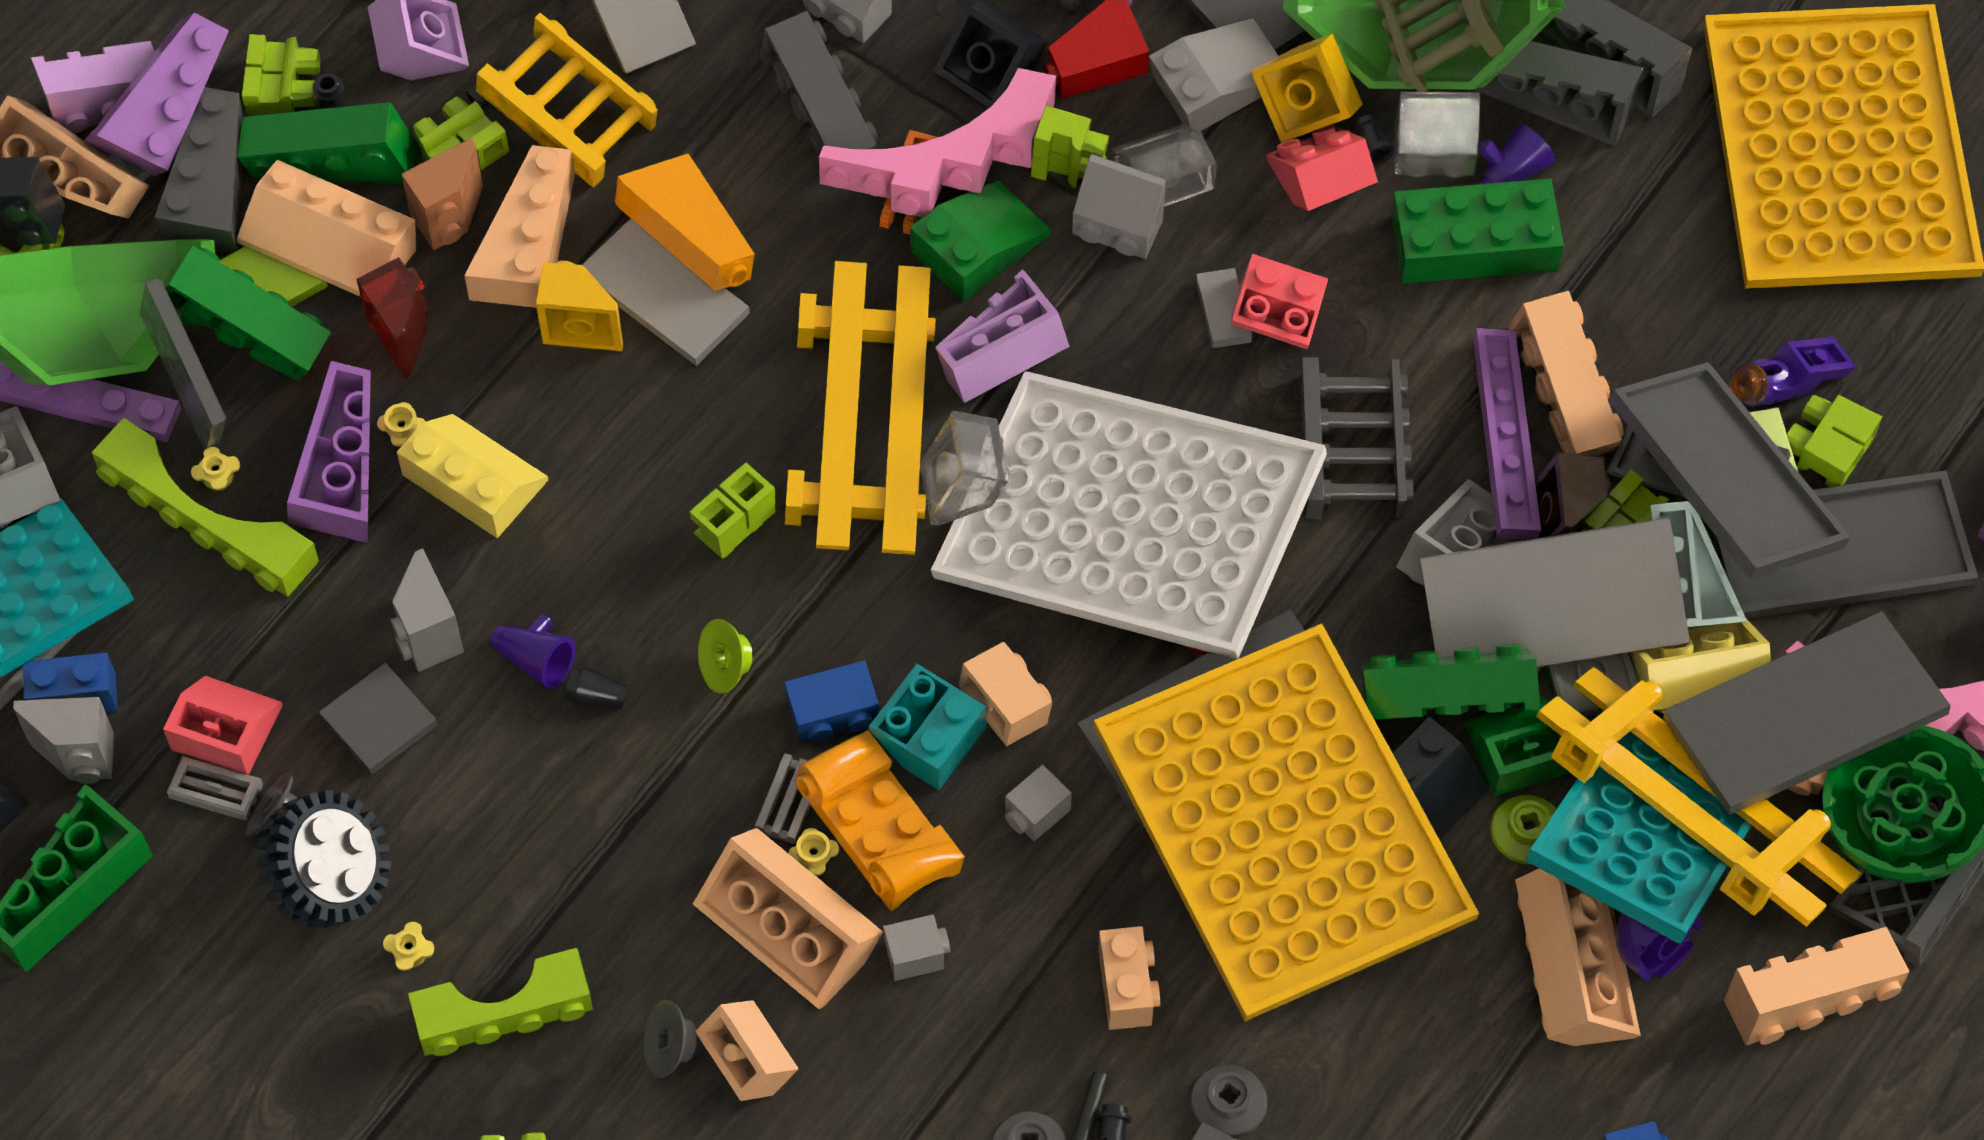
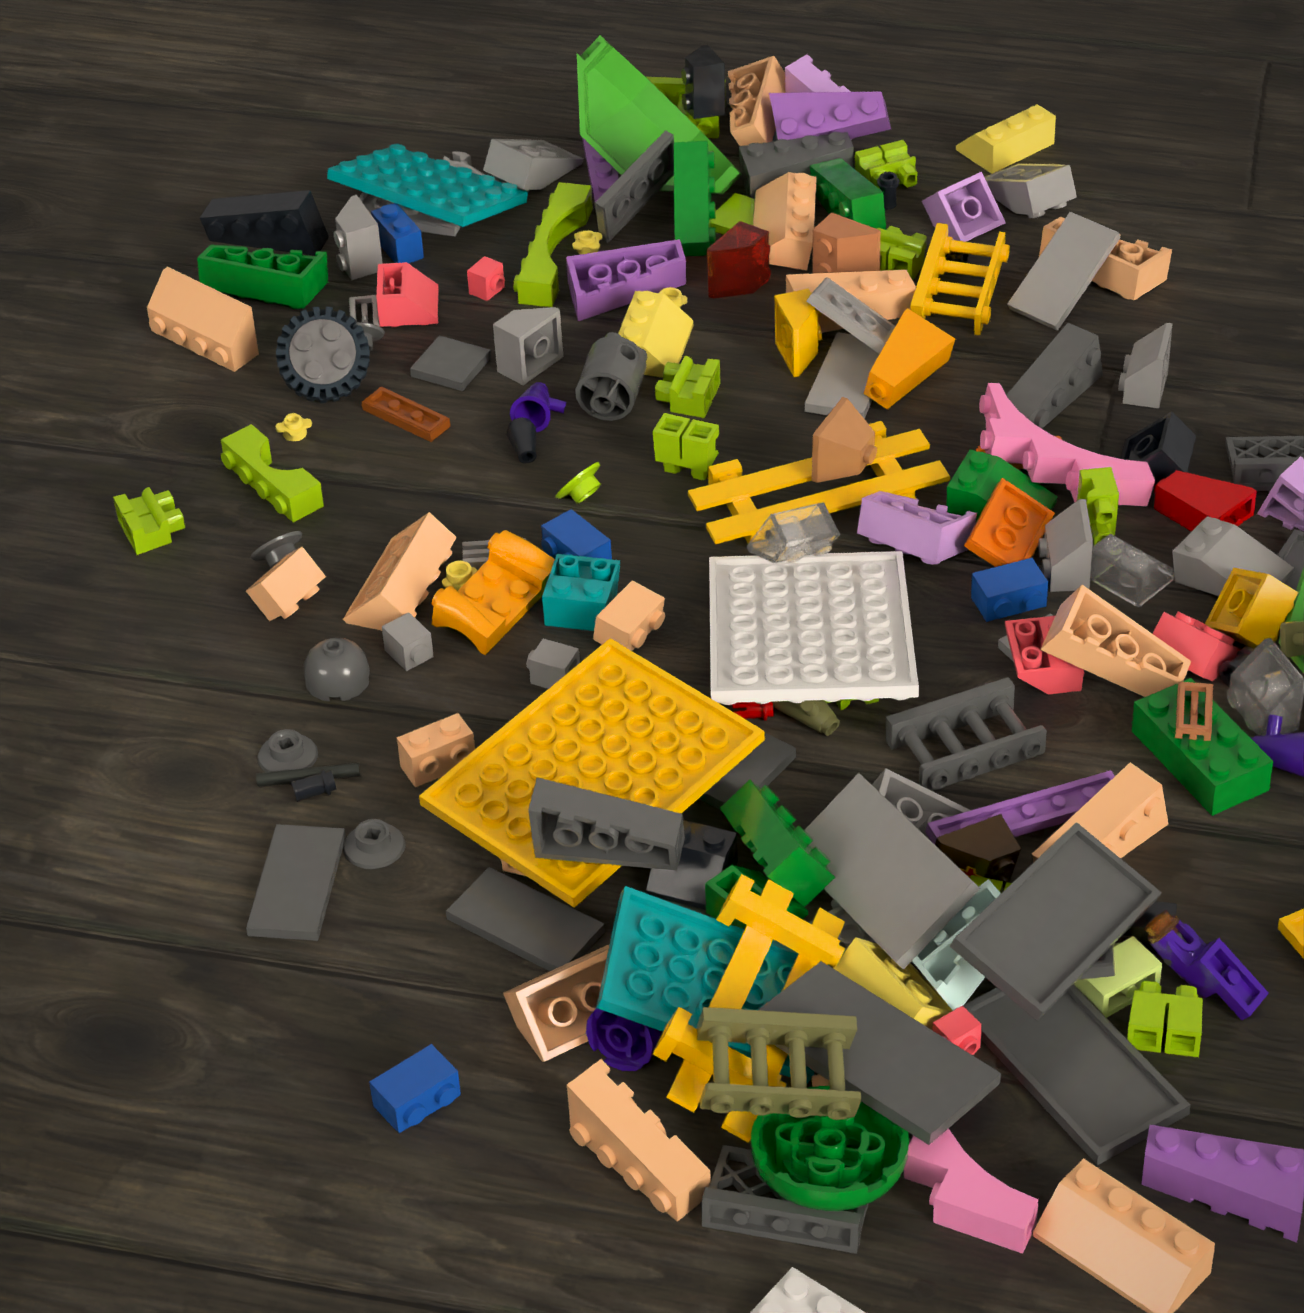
camera: 70 degrees right, 20 degrees down
(135, 988) = (203, 320): none -> light nougat slope
(234, 613) = (485, 278): none -> coral plate
(452, 806) = (406, 414): none -> dark orange tile
(551, 545) = (611, 377): none -> dark grey cylinder
(599, 238) = (851, 314): none -> light grey tile
(599, 464) = (689, 386): none -> lime hips
(852, 349) = (842, 444): none -> medium nougat slope
(920, 1045) = (336, 669): none -> dark grey cylinder
(1050, 250) = (1008, 526): none -> orange tile
(1143, 295) = (1009, 589): none -> blue brick
(1326, 239) = (1112, 645): none -> light nougat wedge
(1423, 838) = (602, 828): none -> dark grey wedge
(1428, 985) = (524, 921): none -> dark grey tile
(1456, 216) = (1192, 728): none -> nougat tile
(1780, 627) = (960, 1029): none -> coral plate
(1788, 802) = (786, 1029): none -> olive fence

